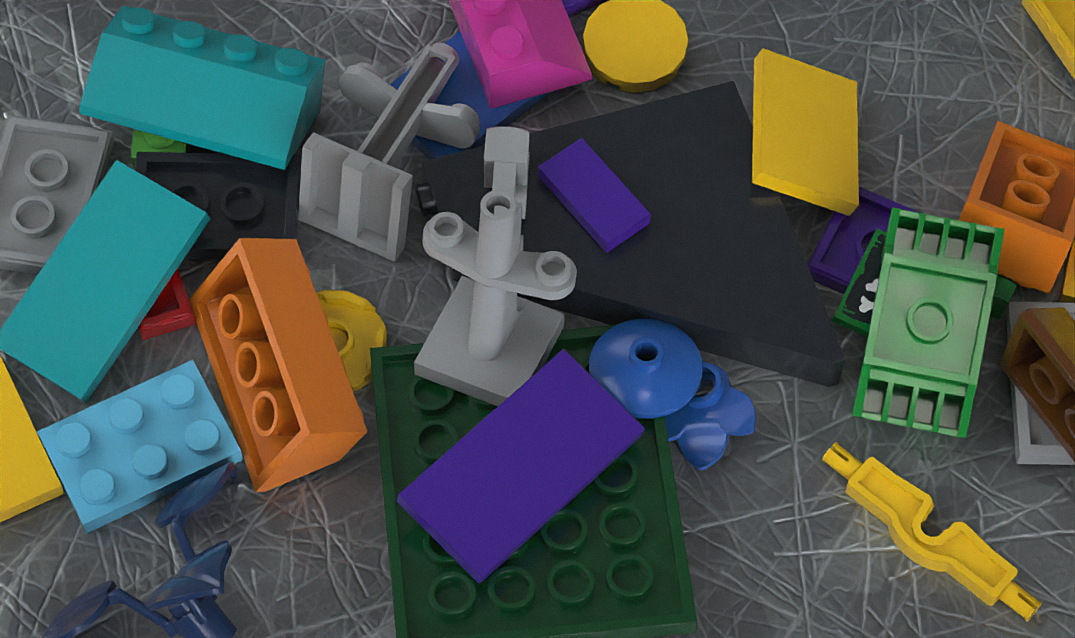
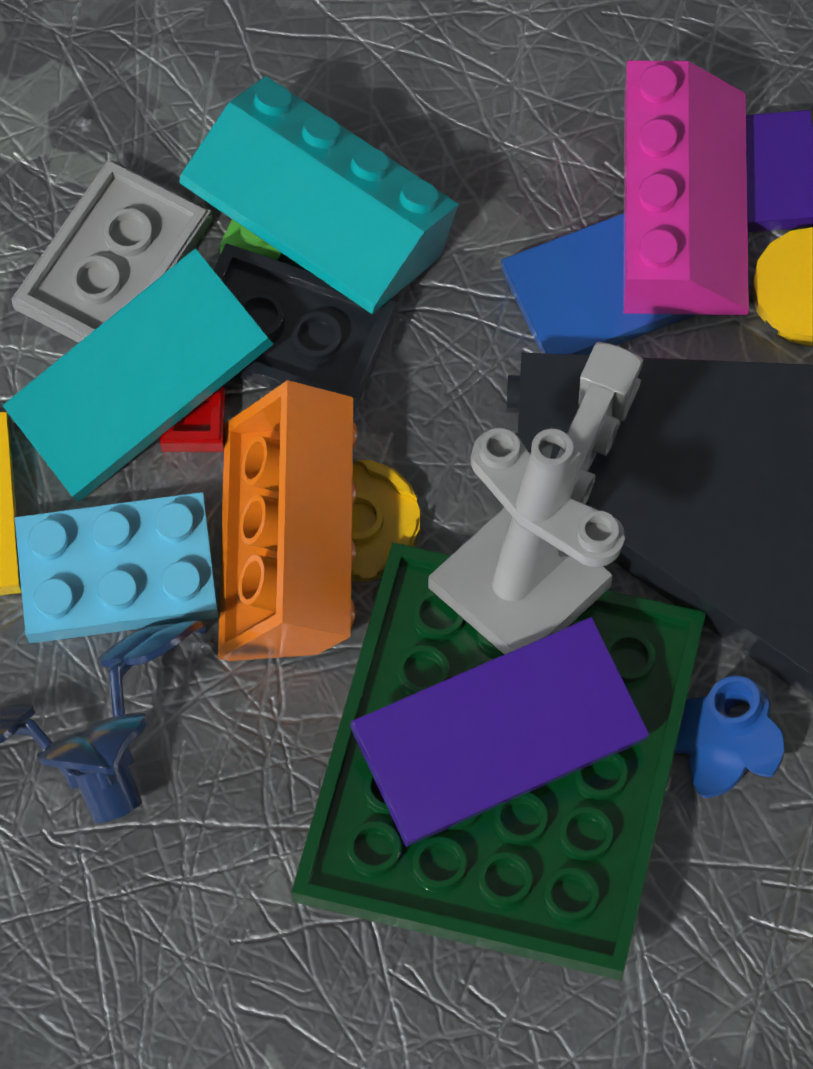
camera: 25 degrees right, 5 degrees up
(362, 191) = (443, 365): light grey piece -> none
(594, 195) = (693, 452): dark purple tile -> none
(651, 386) = (675, 689): blue dish -> none

